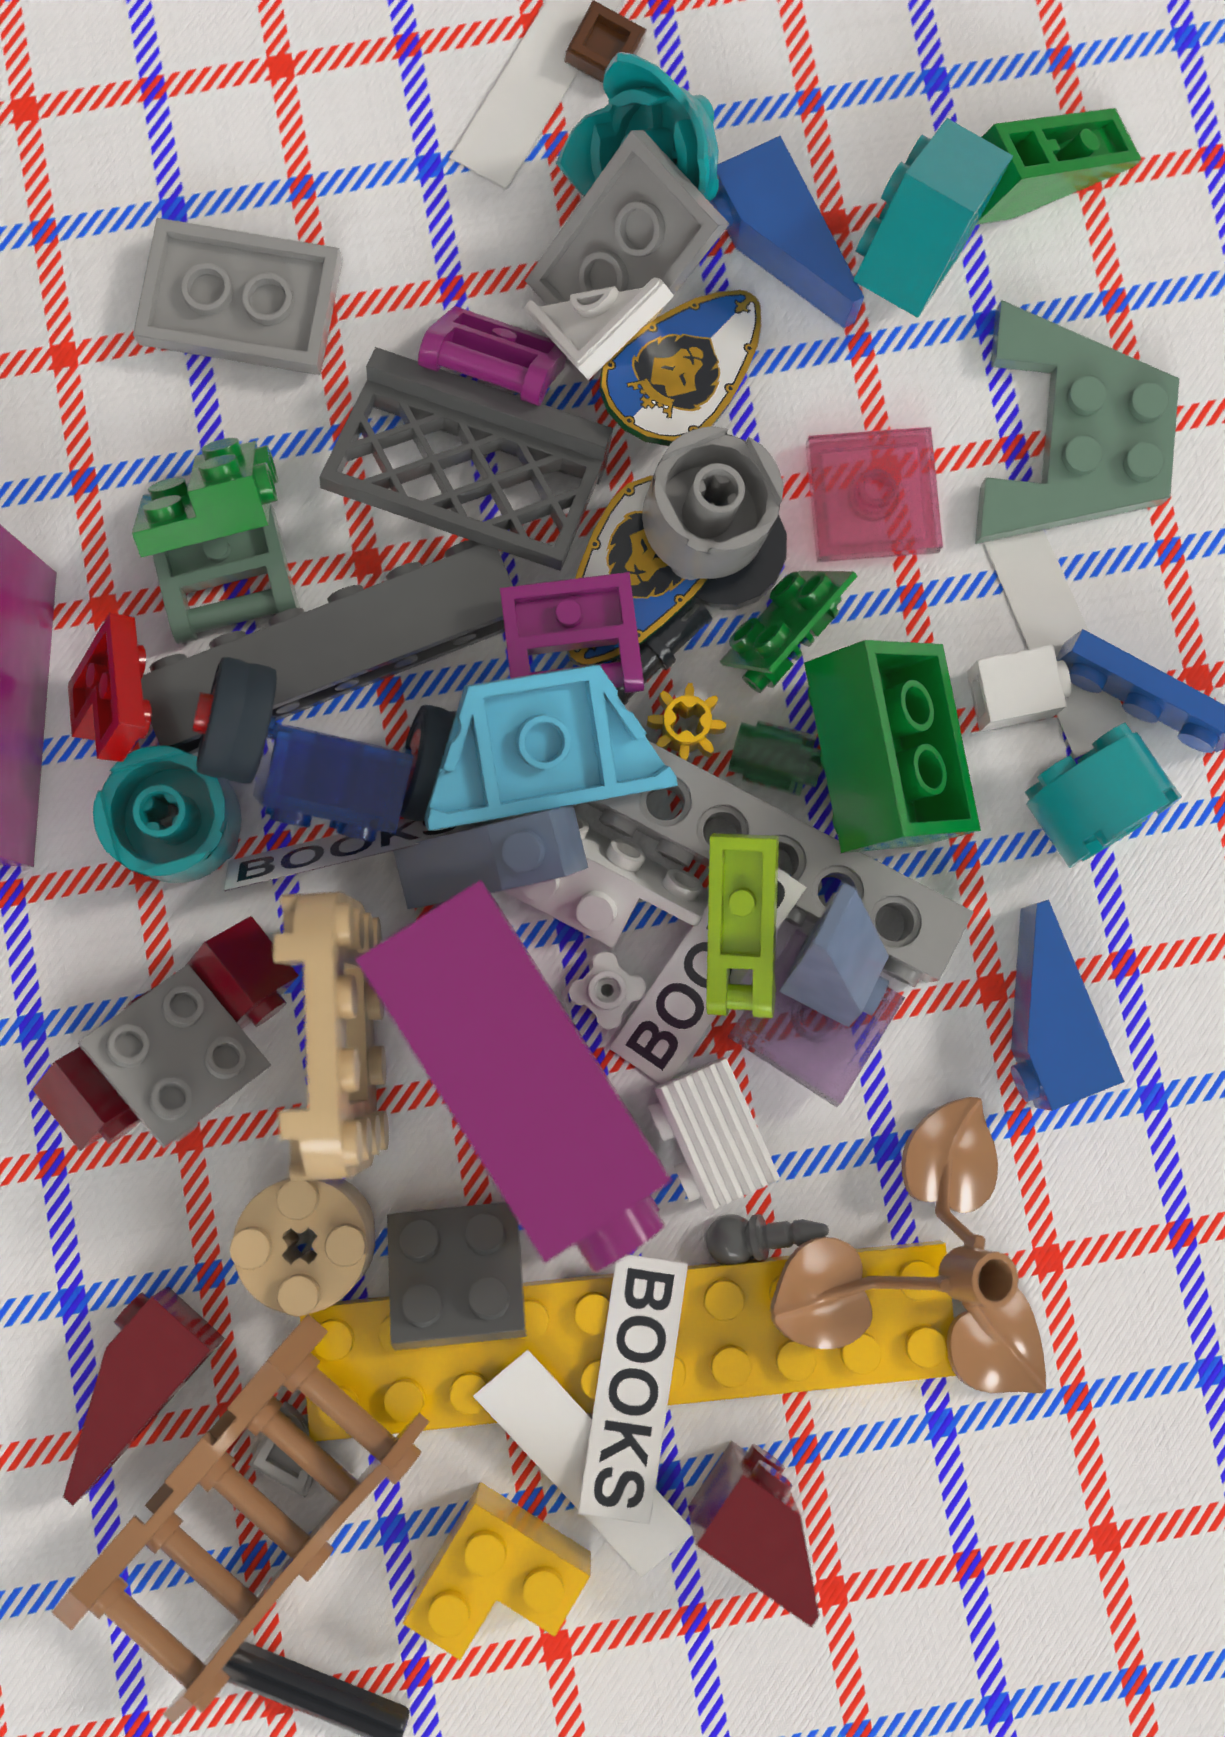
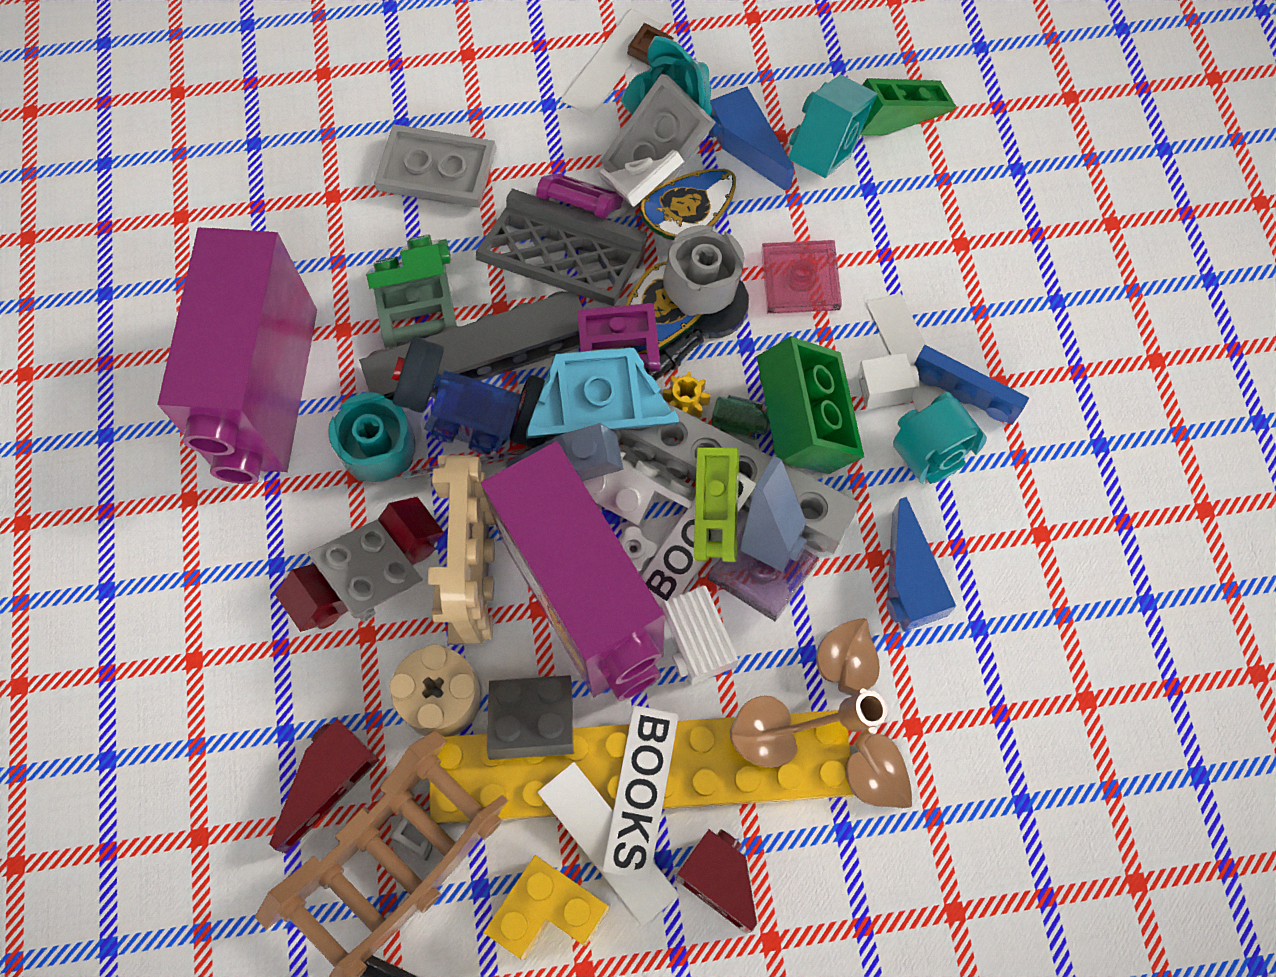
camera: 10 degrees right, 15 degrees down
(107, 690) = (345, 363): red plate -> none
(735, 1239) = (715, 705): dark grey bar -> none
(799, 610) = (756, 336): green hinge -> none
(1104, 431) = (938, 246): sand green wing -> none

